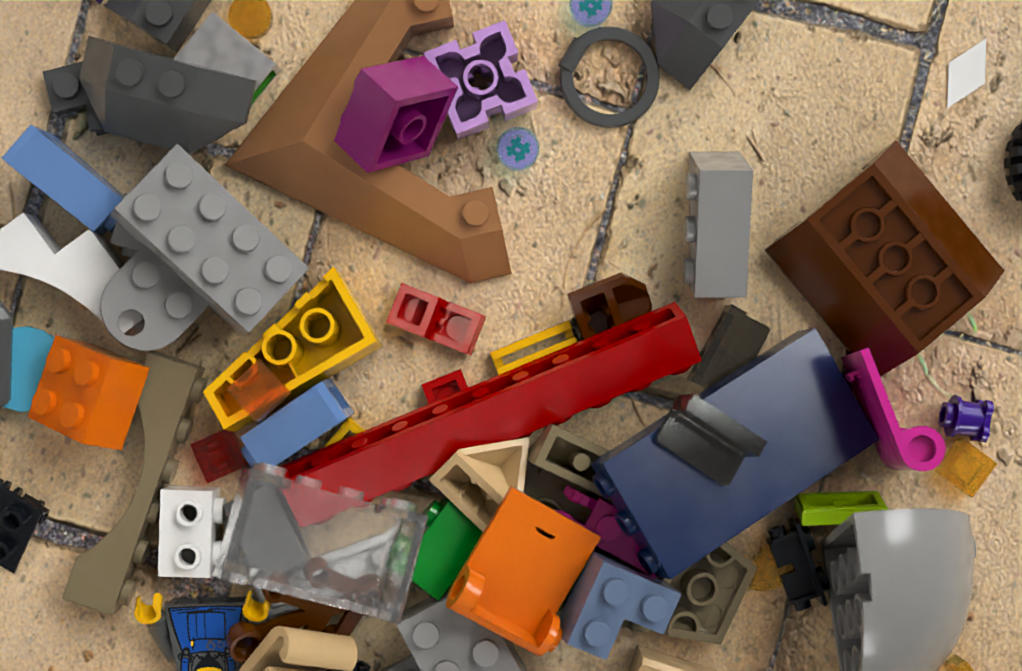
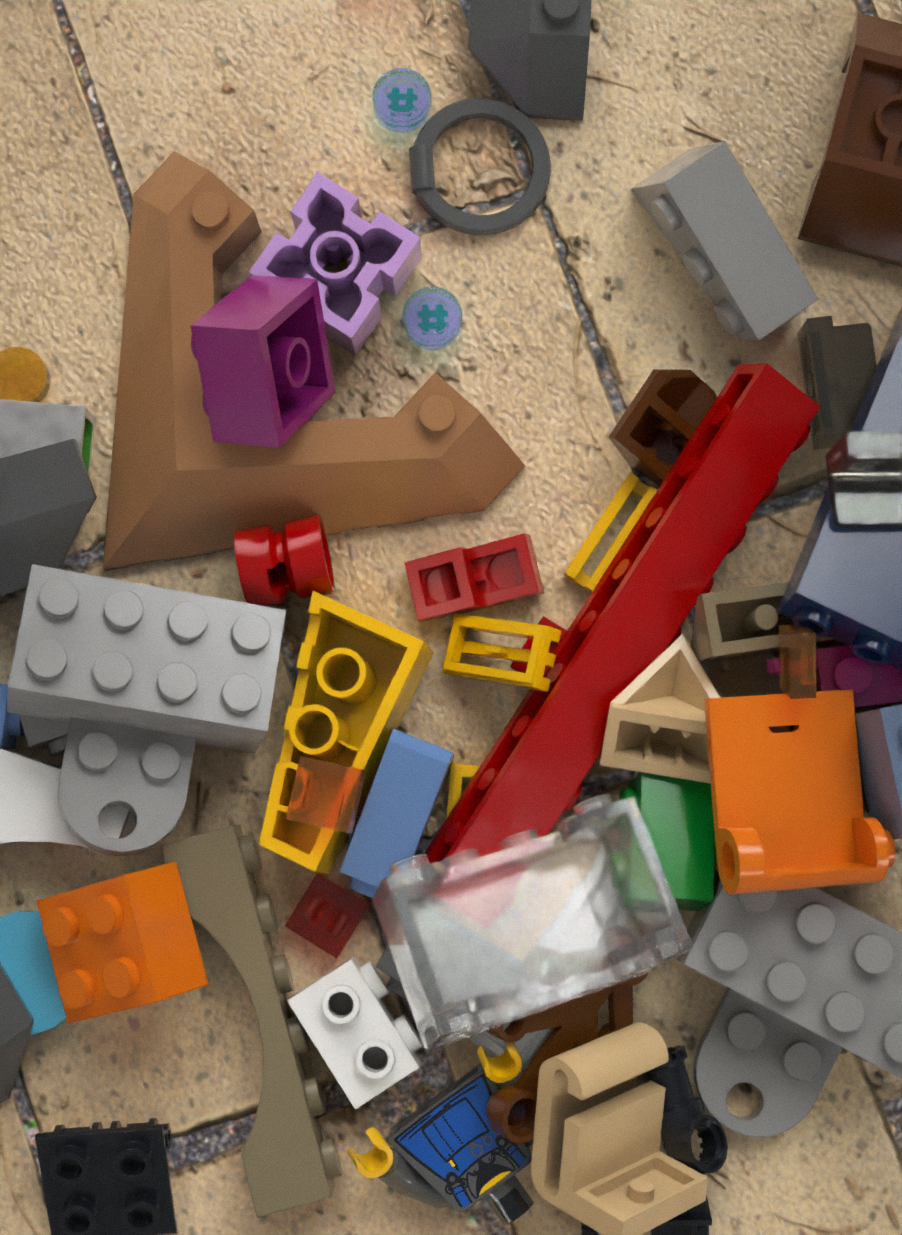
camera: 30 degrees left, 5 degrees down
(329, 235) = (284, 561): none -> red wheel
(436, 393) = (536, 658): none -> yellow tile
(578, 501) = (797, 661): none -> clear orange tile

